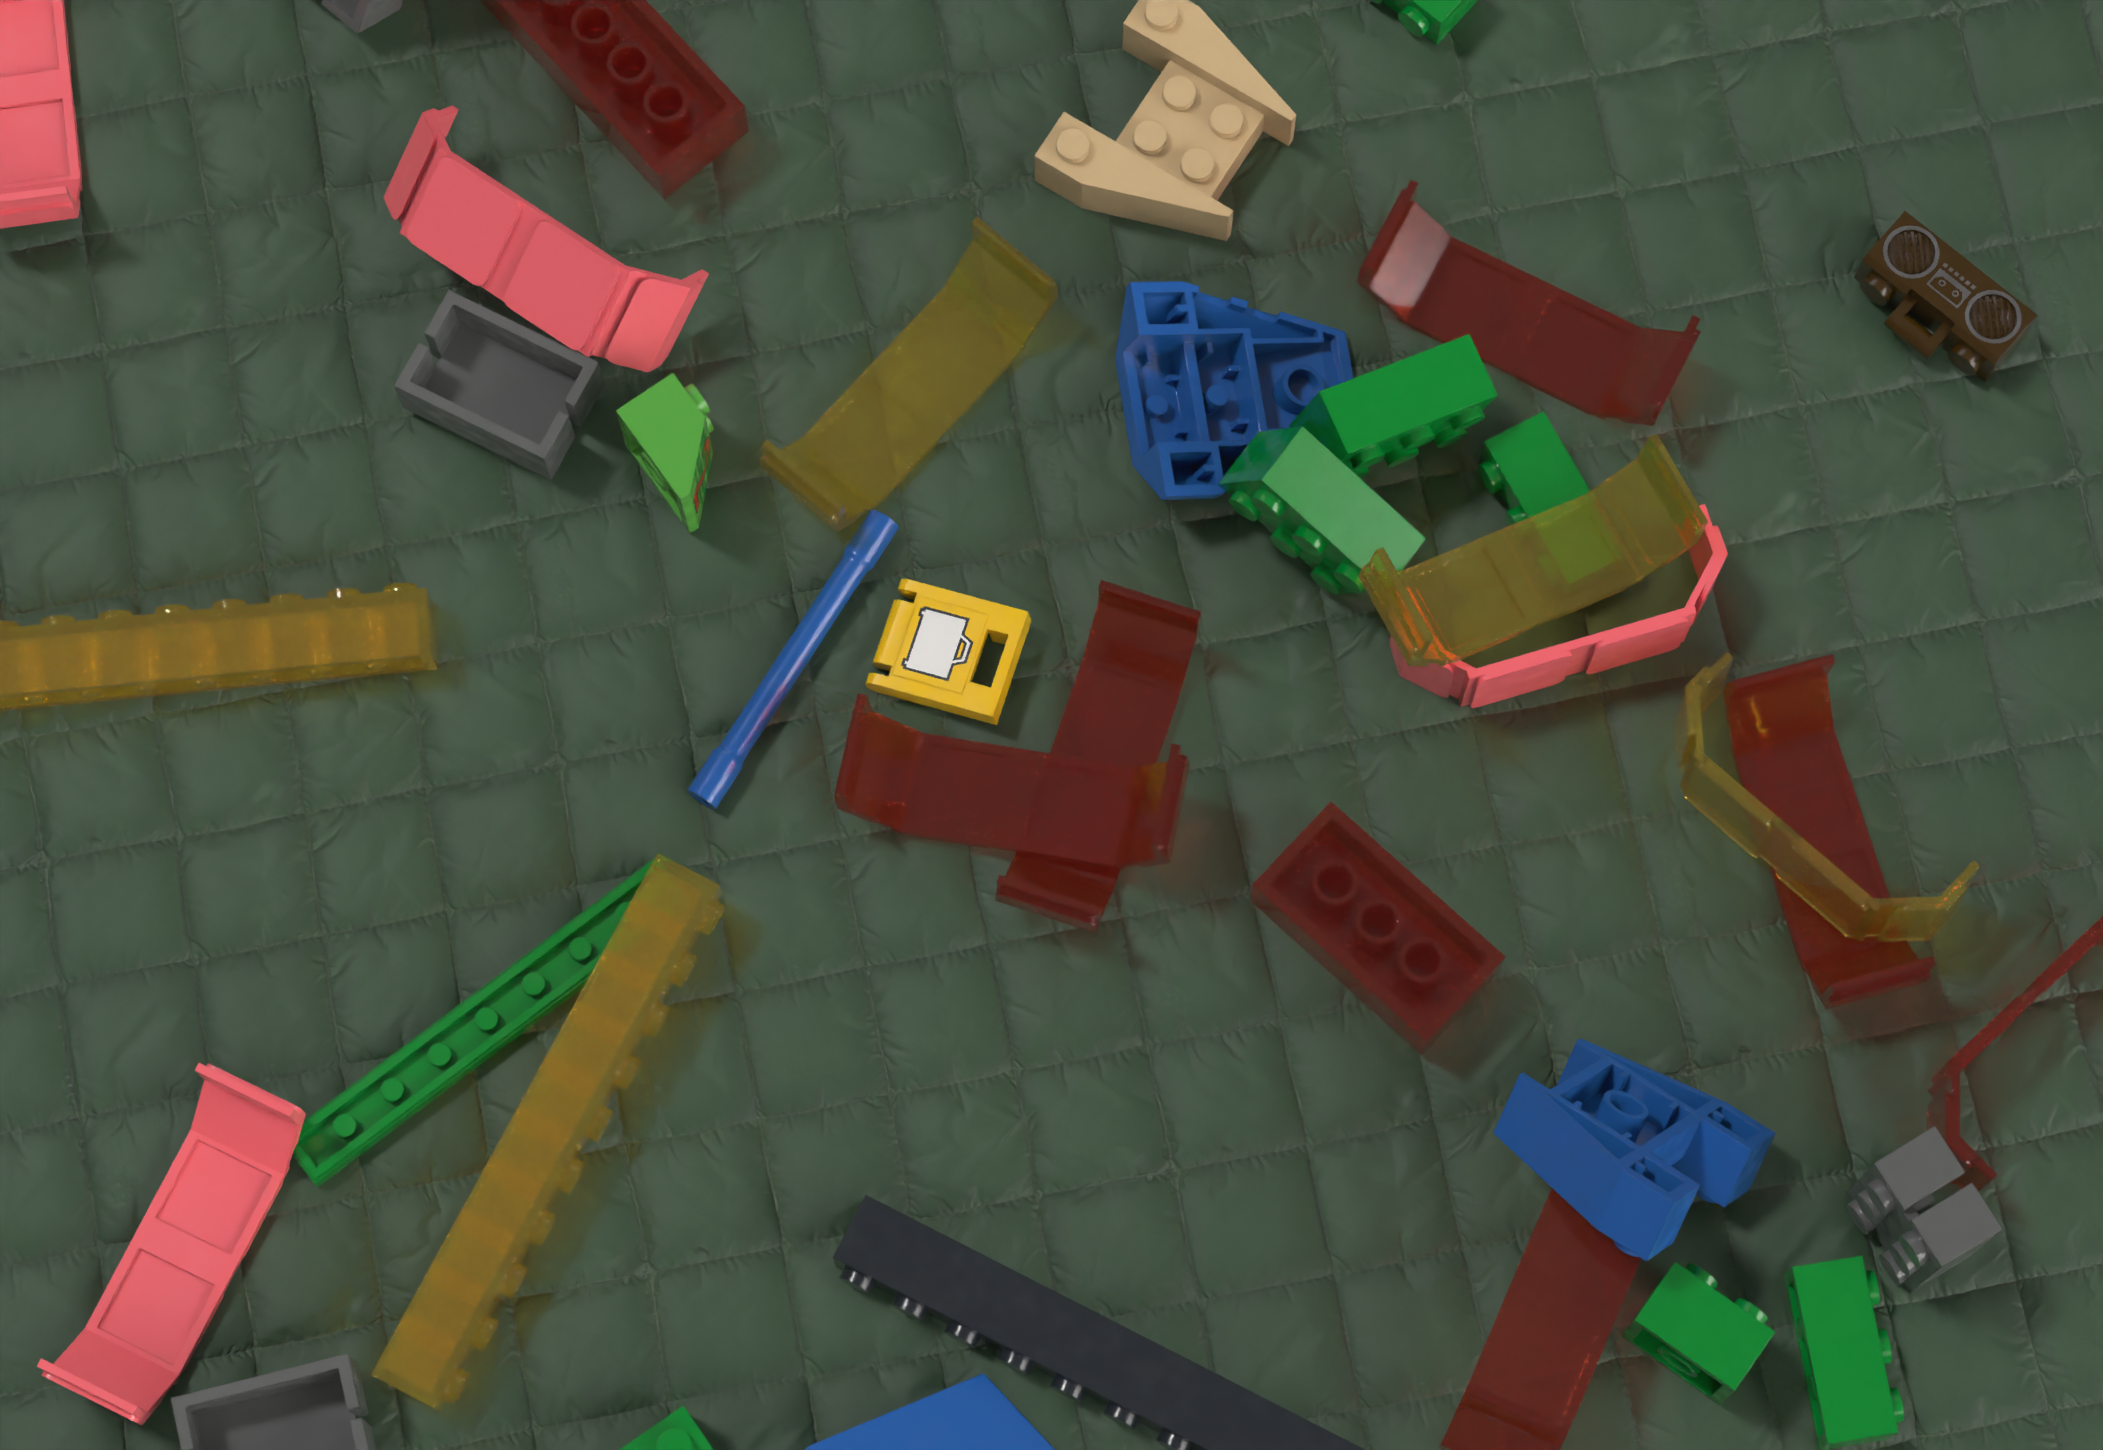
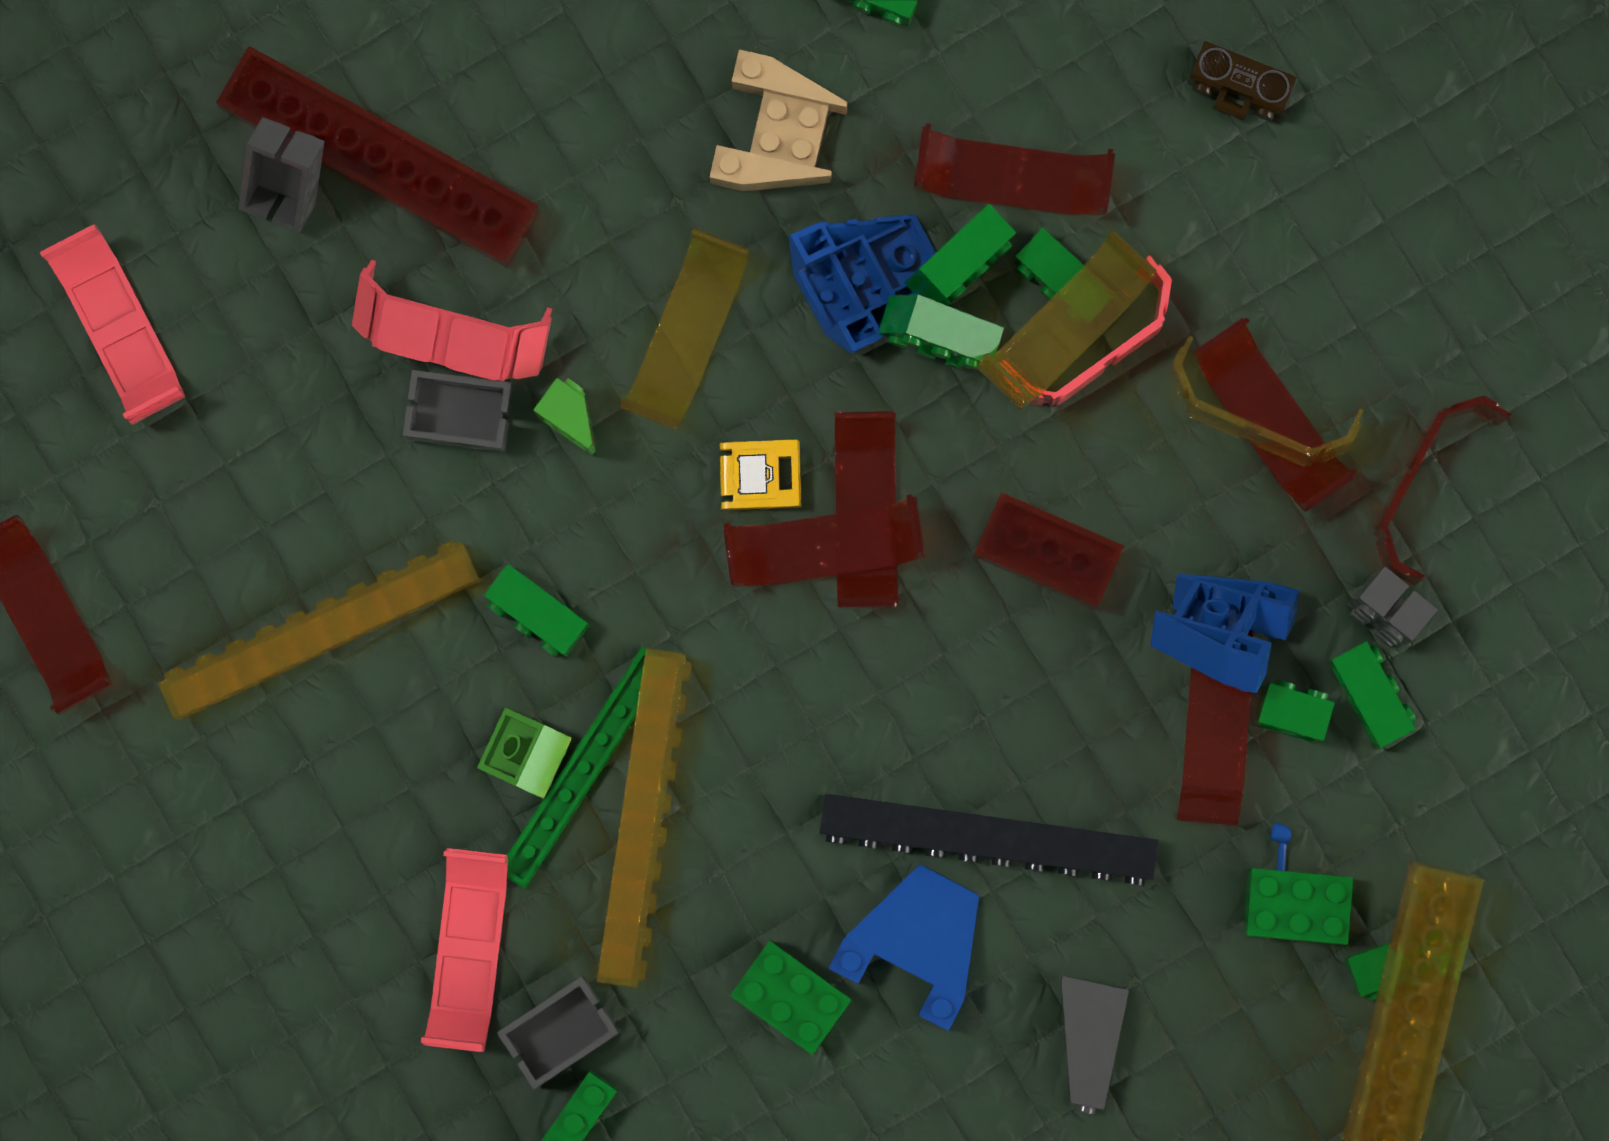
camera: 15 degrees left, 10 degrees up
(400, 962) = (524, 753): none -> bright green slope
(503, 742) = (535, 612): none -> green brick
(728, 758) = (691, 439): blue piece -> none

